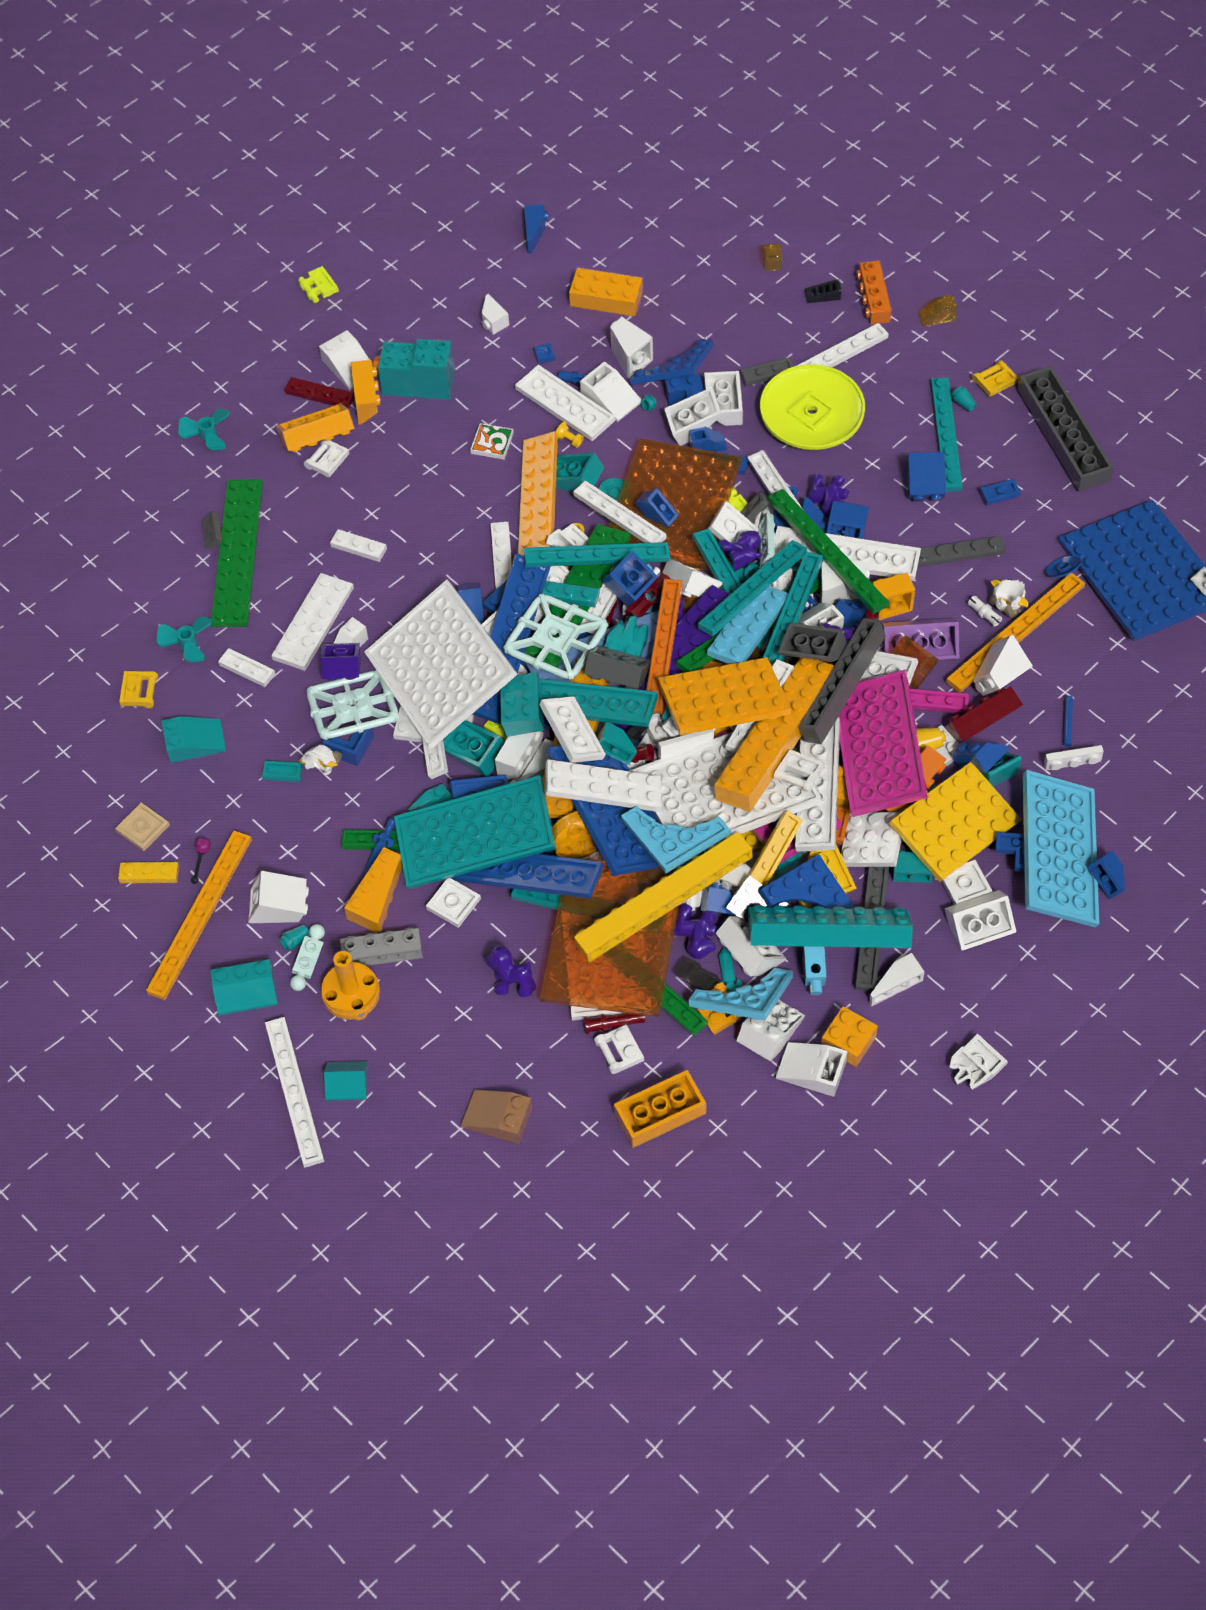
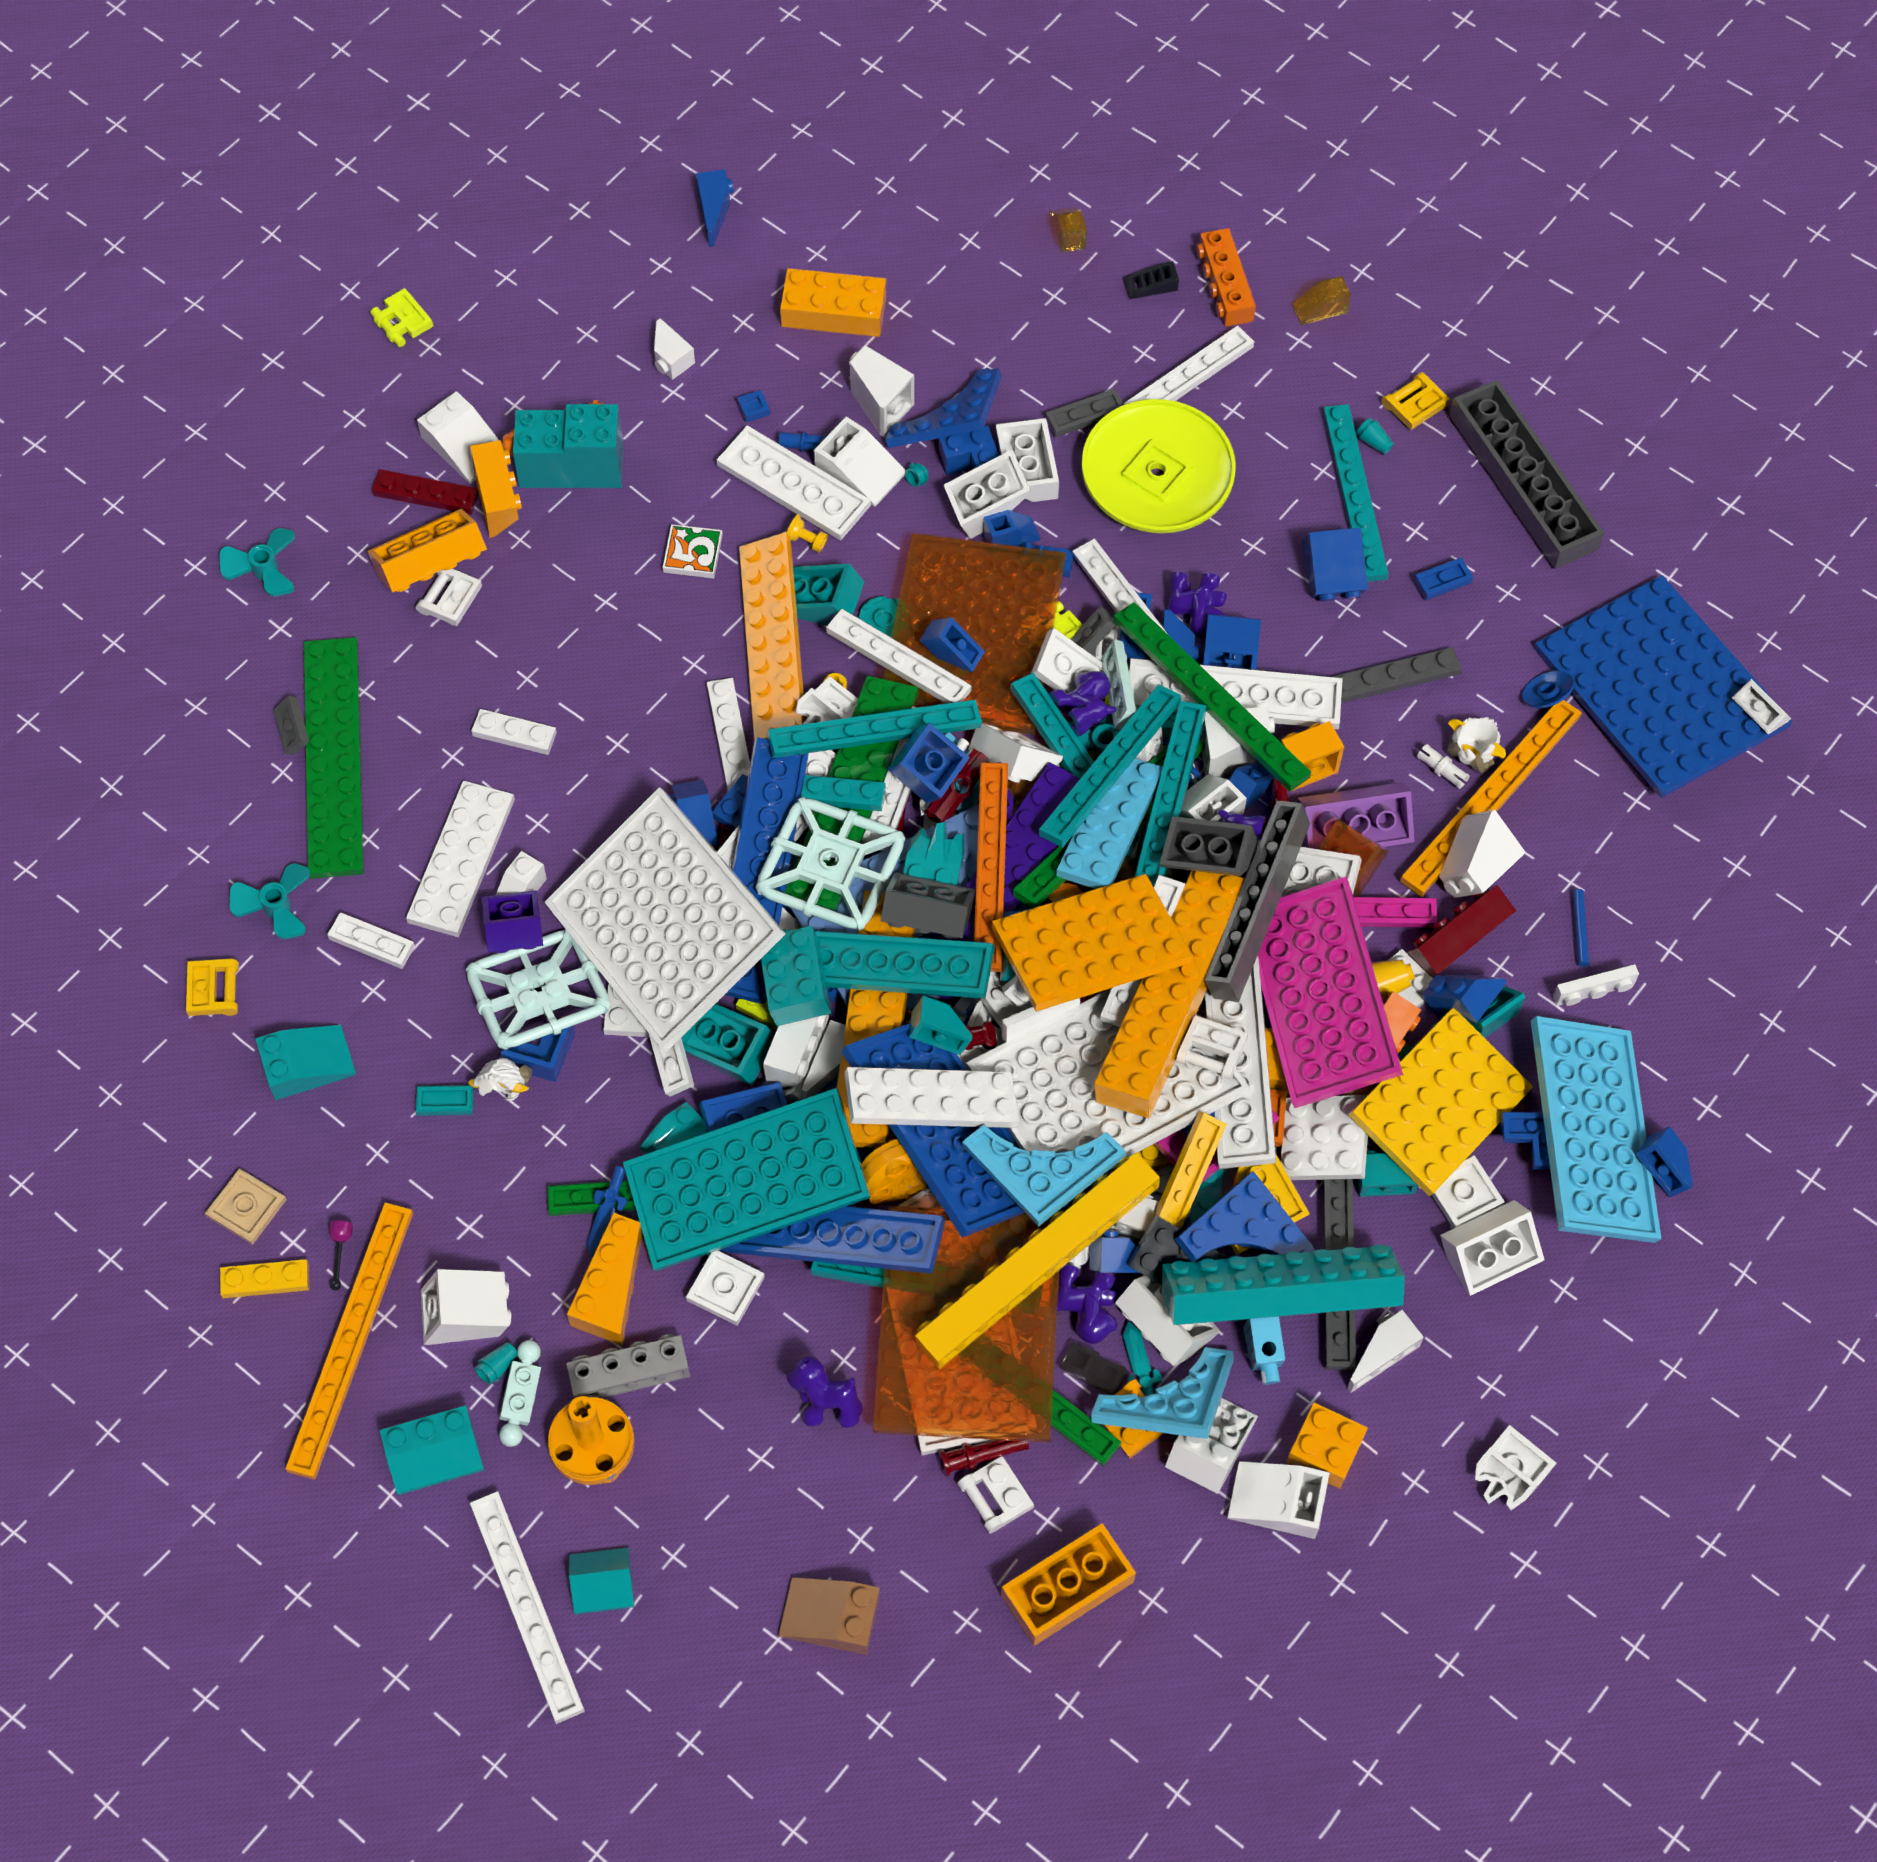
camera: 10 degrees left, 5 degrees up
(572, 729) = (875, 1013): white plate -> none

